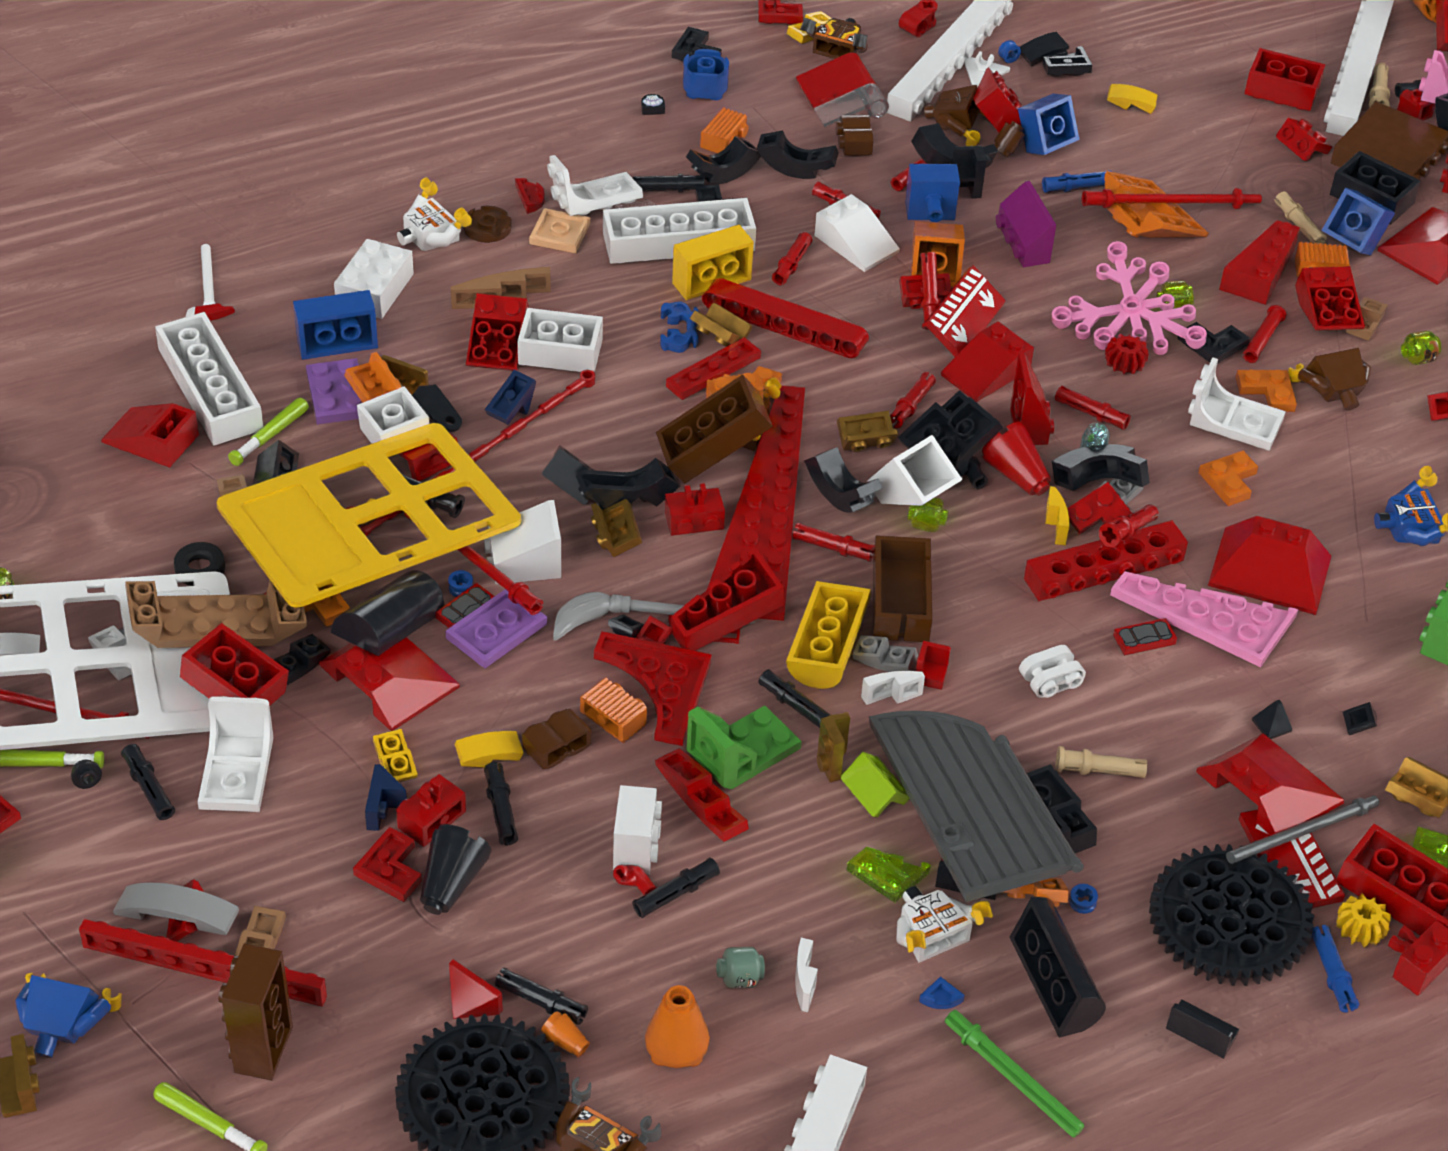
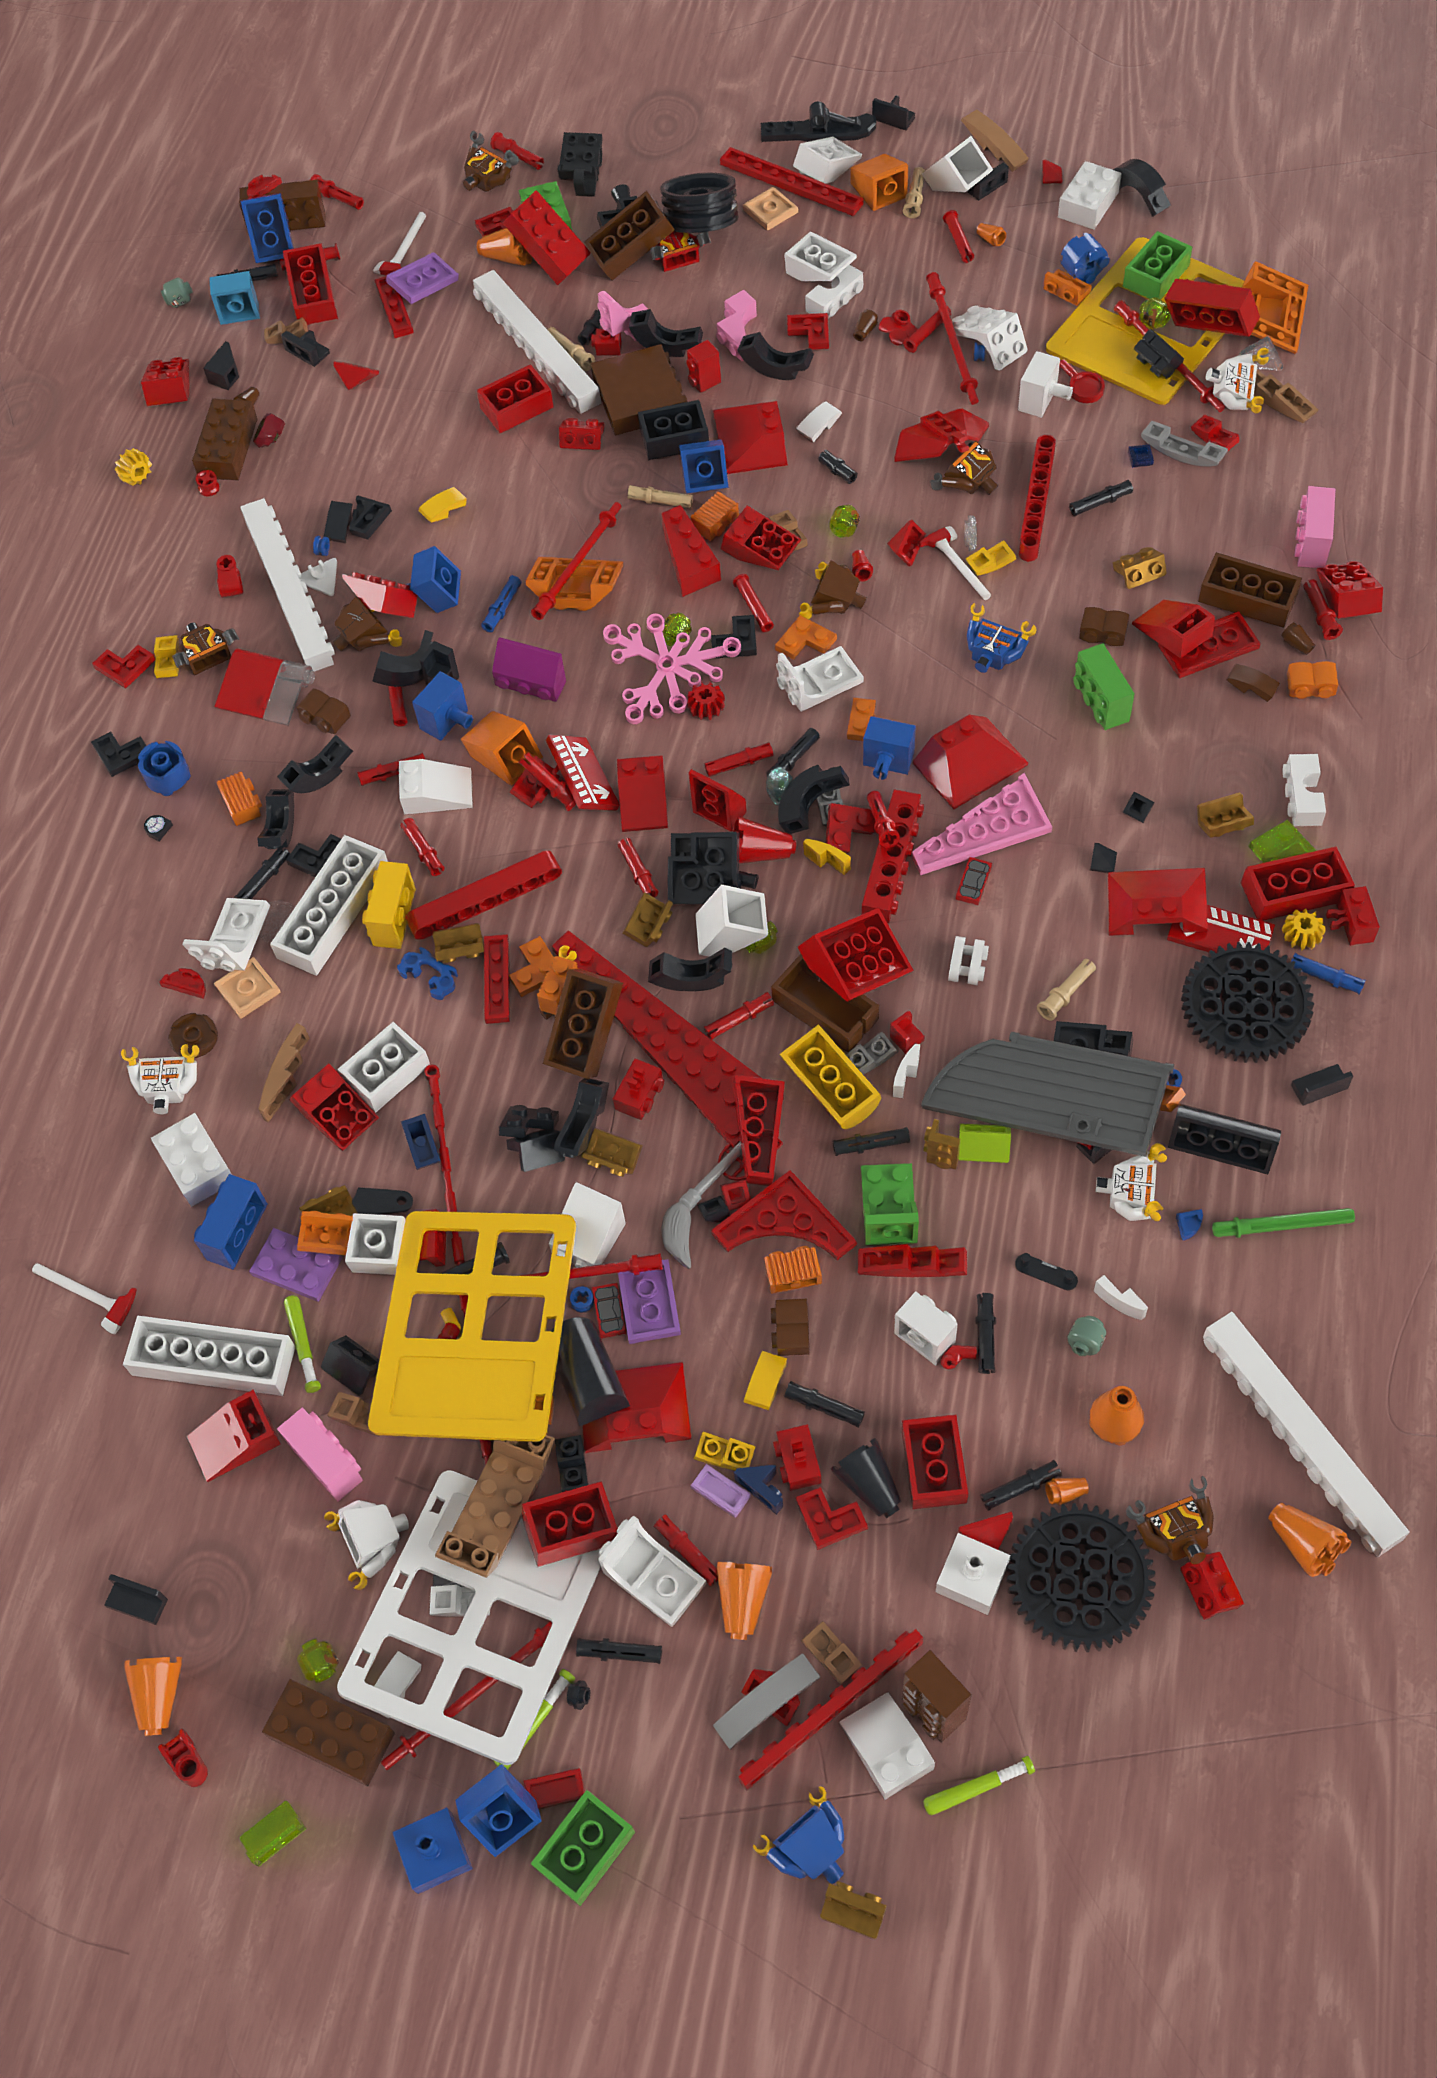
camera: 45 degrees left, 15 degrees up
(127, 554) = (369, 1535): none -> white torso
(173, 486) = (321, 1453): none -> bright pink brick
(188, 1031) = (887, 1745): none -> white slope
(196, 551) = (406, 1466): black tyre -> none
(261, 835) = (742, 1596): none -> orange cone
(283, 769) = (679, 1541): none -> red pin
(356, 775) = (720, 1490): none -> lavender tile
(417, 999) = (972, 1573): none -> white brick
(506, 909) = (934, 1462): none -> red brick
(591, 449) = (520, 1119): none -> black plate
(784, 906) = (1046, 1272): none -> black piece
(886, 872) = (1067, 1187): clear neon green wing -> none
(968, 577) = (856, 955): none -> red slope
(1009, 138) = (422, 615): reddish brown brick -> none
(1144, 440) = (789, 759): none -> black pin
(1213, 493) = (888, 746): none -> blue brick
(1357, 807) = (1210, 863): dark grey bar -> none
(1386, 384) = (861, 566): none -> red cone

